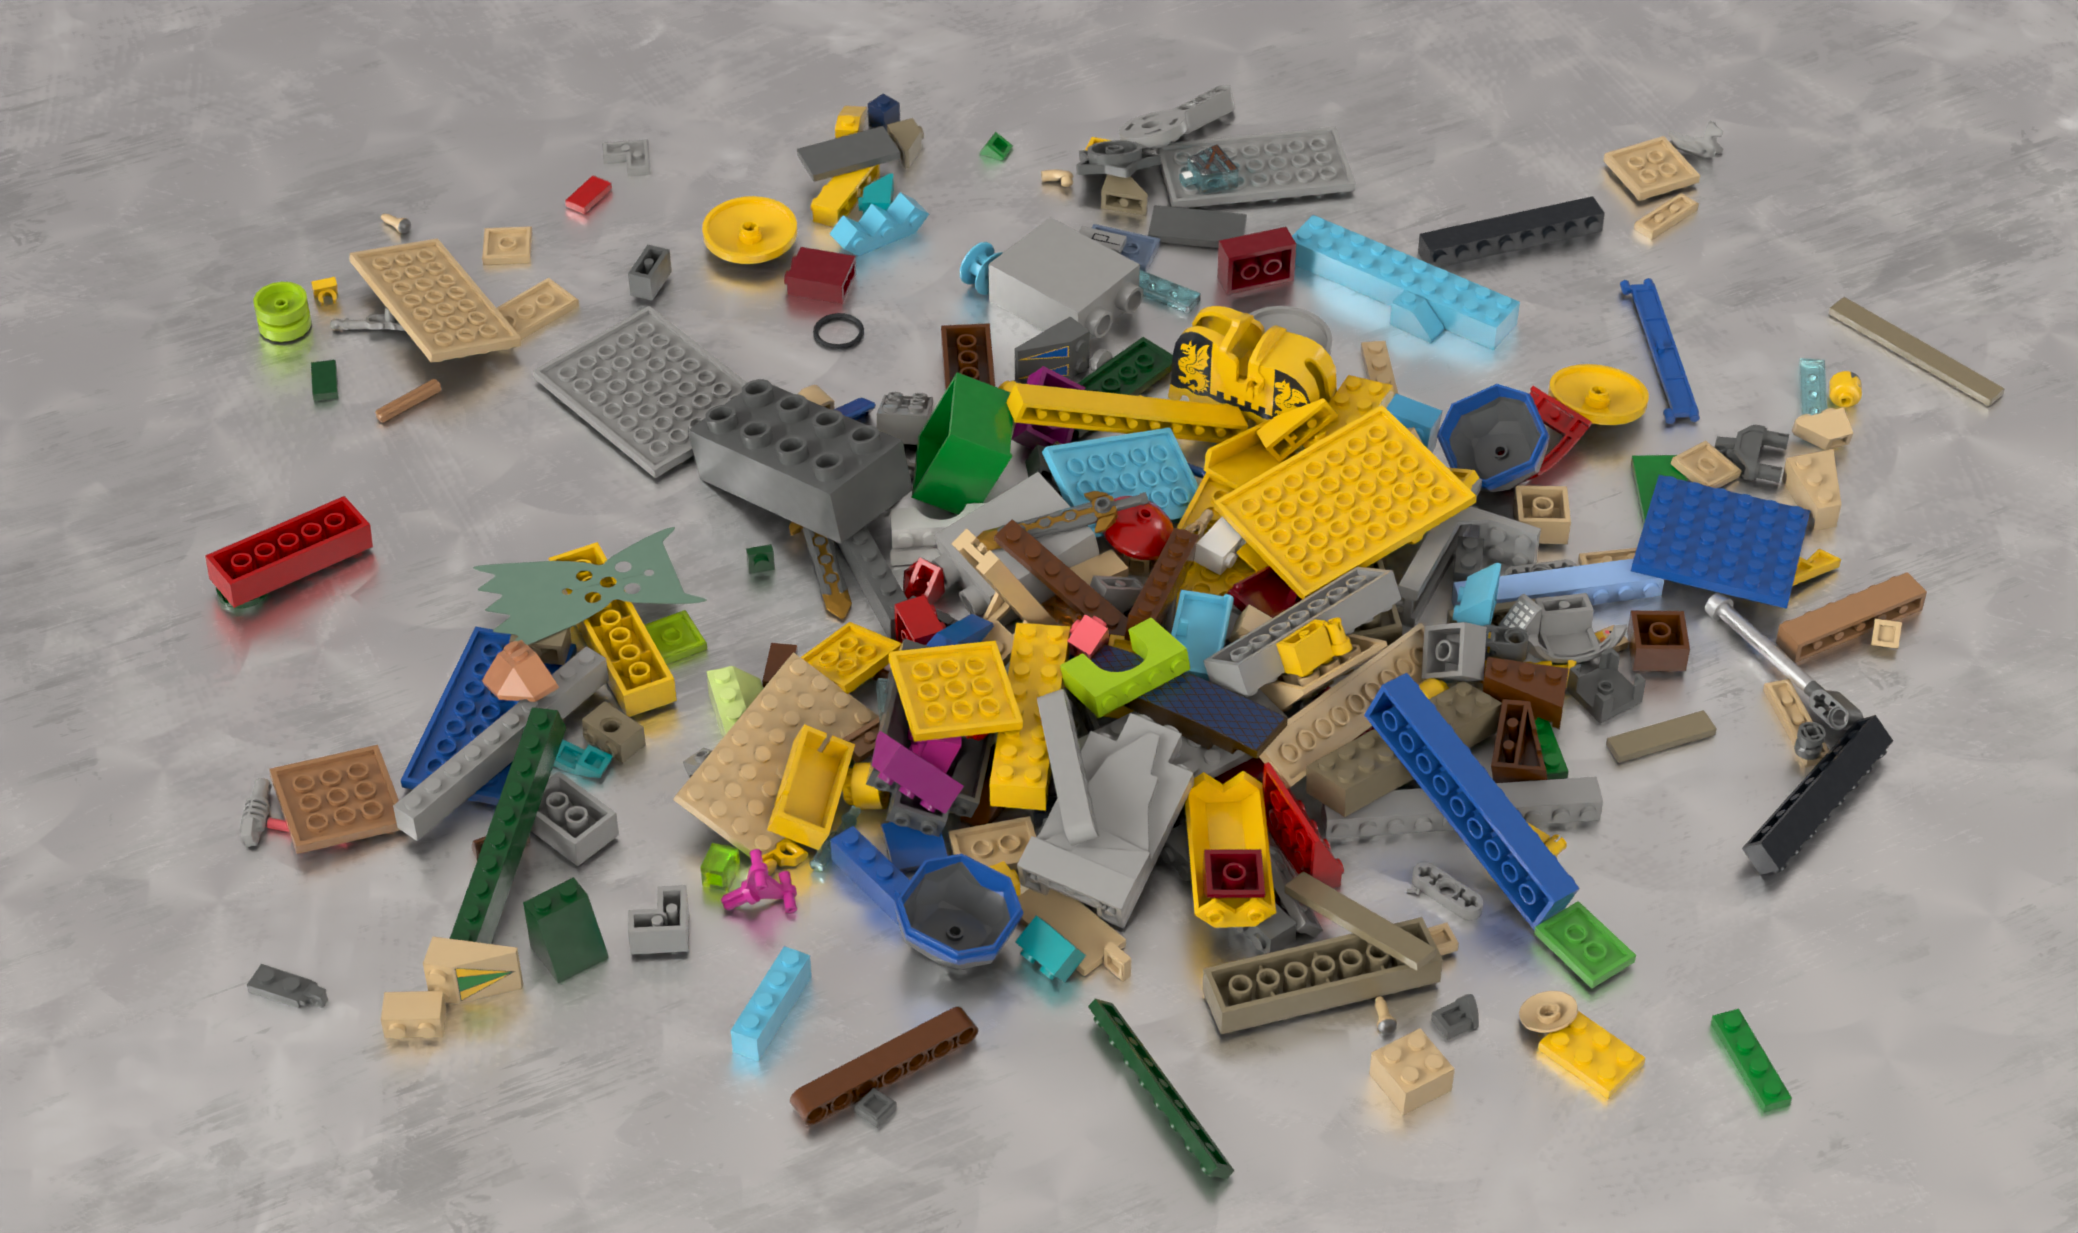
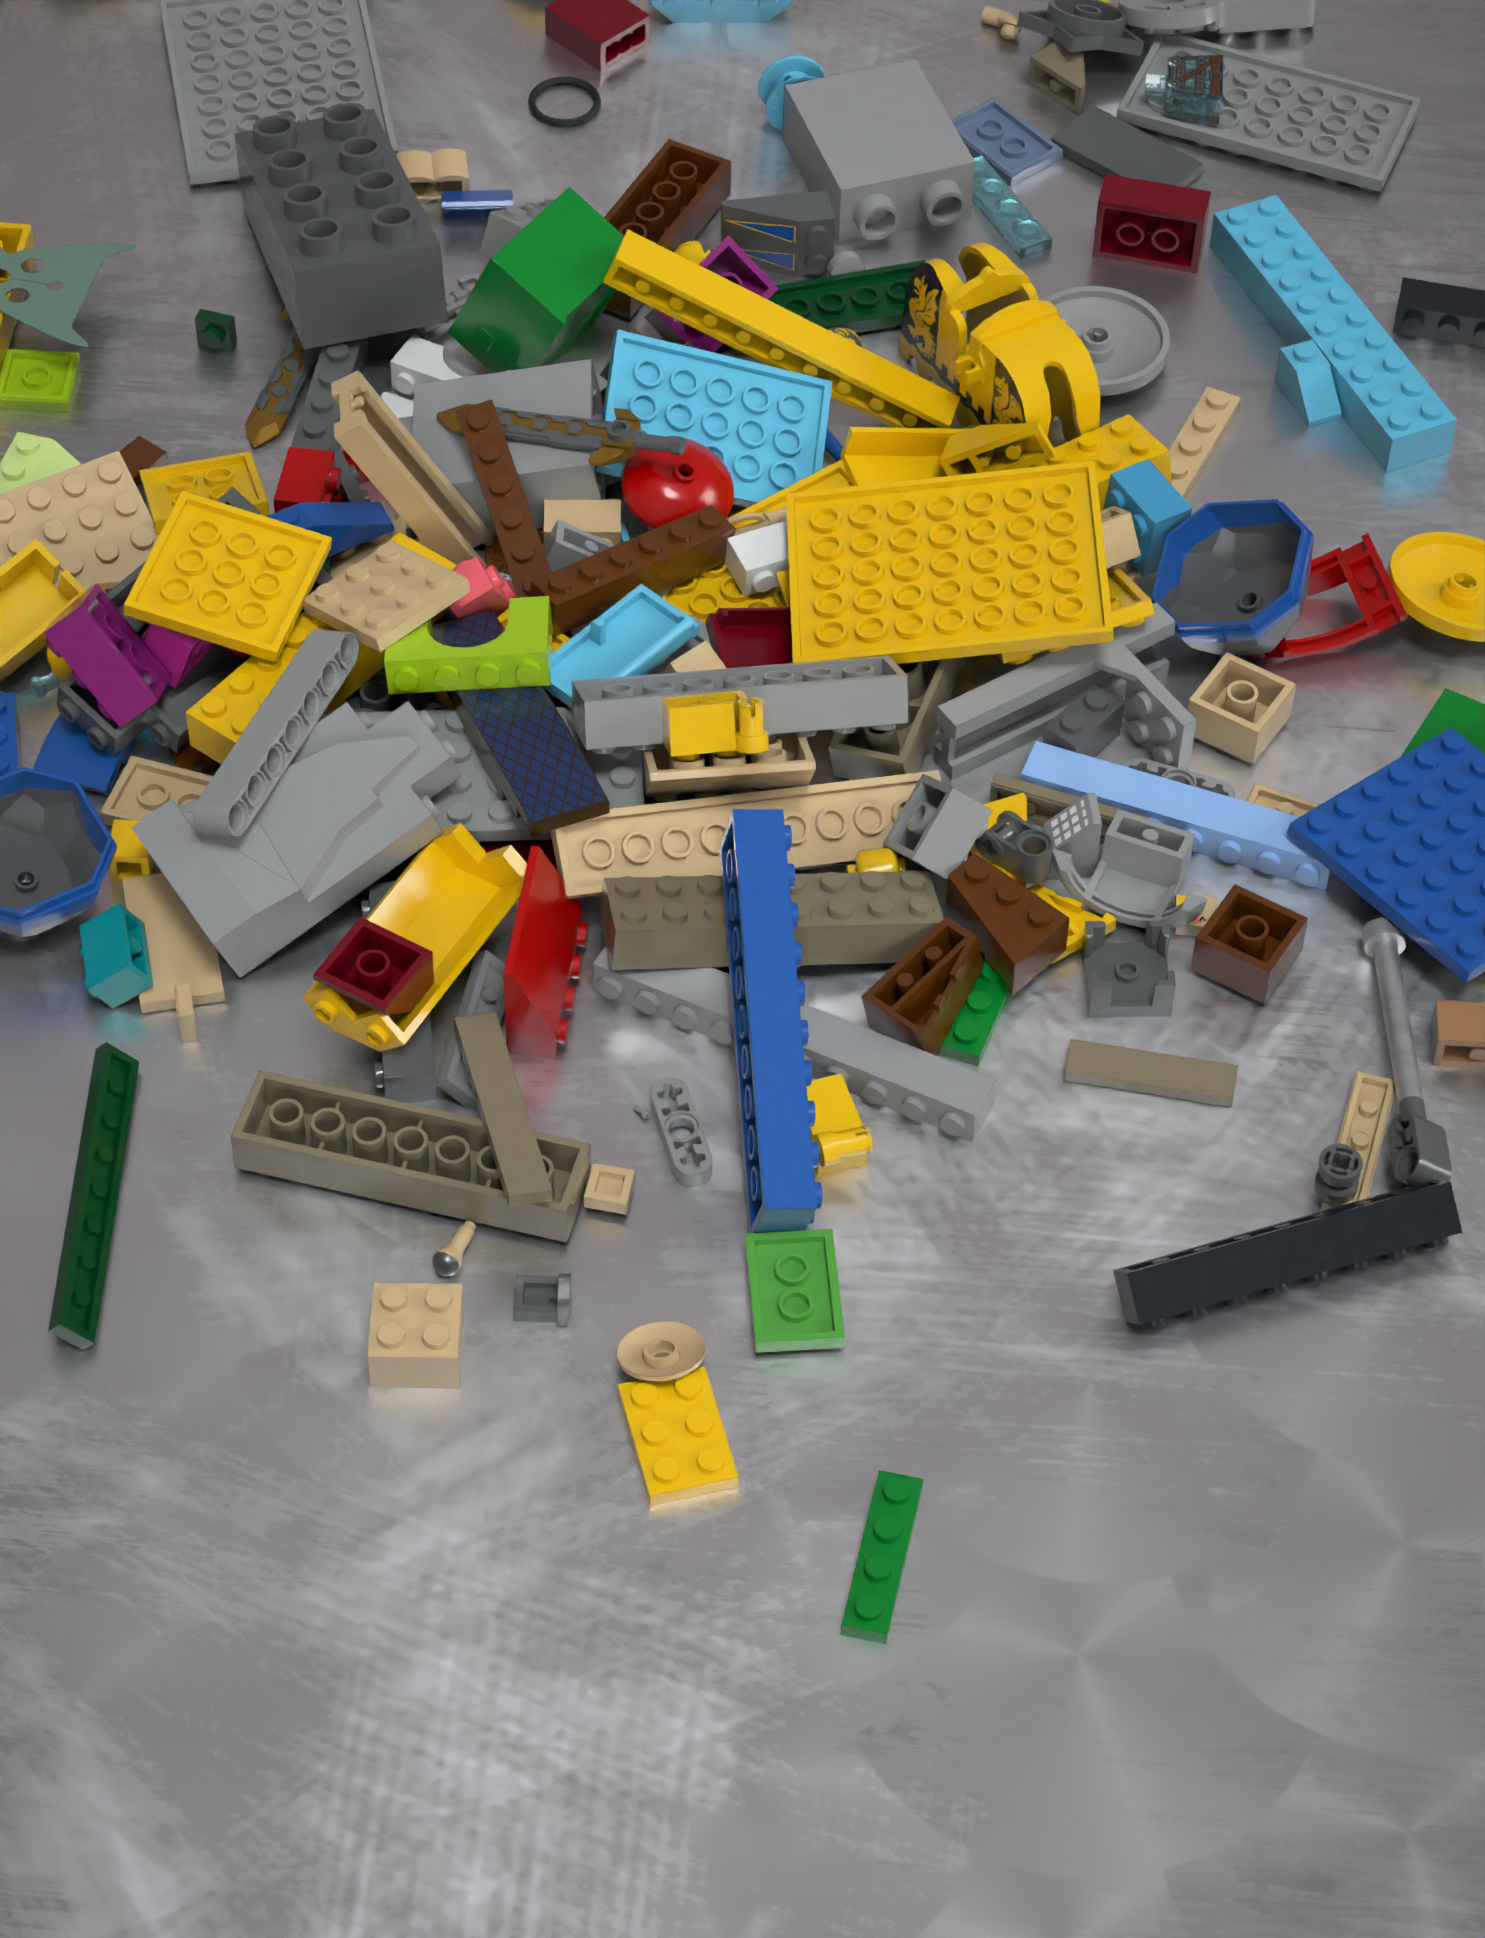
camera: 30 degrees right, 5 degrees up
(1056, 659) = (386, 595): none -> tan plate
(1111, 240) = (978, 120): light grey tile -> none
(1478, 597) = (1031, 777): medium azure slope -> none

